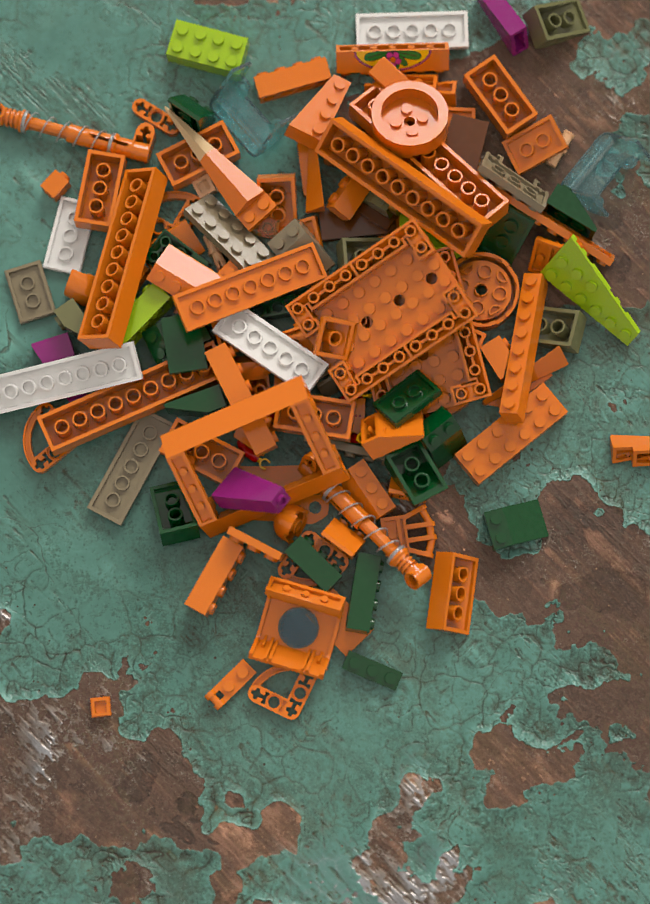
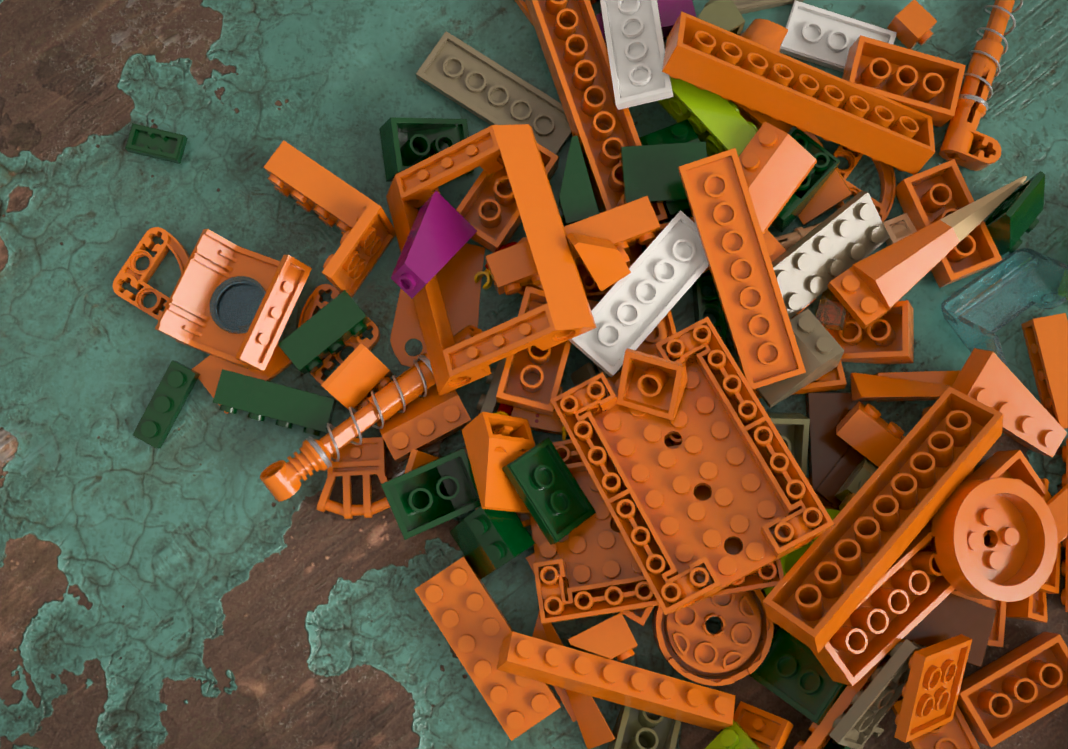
camera: 90 degrees right, 0 degrees up
(100, 707) = (171, 32): orange tile -> none
(142, 115) = (1007, 160): orange beam -> none
(186, 704) = (156, 143): none -> dark green plate
(231, 684) = (176, 207): orange plate -> none
(252, 377) = (601, 259): none -> orange slope
(290, 522) = (391, 305): orange cylinder -> none
(452, 593) = (260, 532): orange slope -> none
(504, 151) = (932, 687): none -> orange plate
(515, 525) = (351, 639): dark green slope -> none

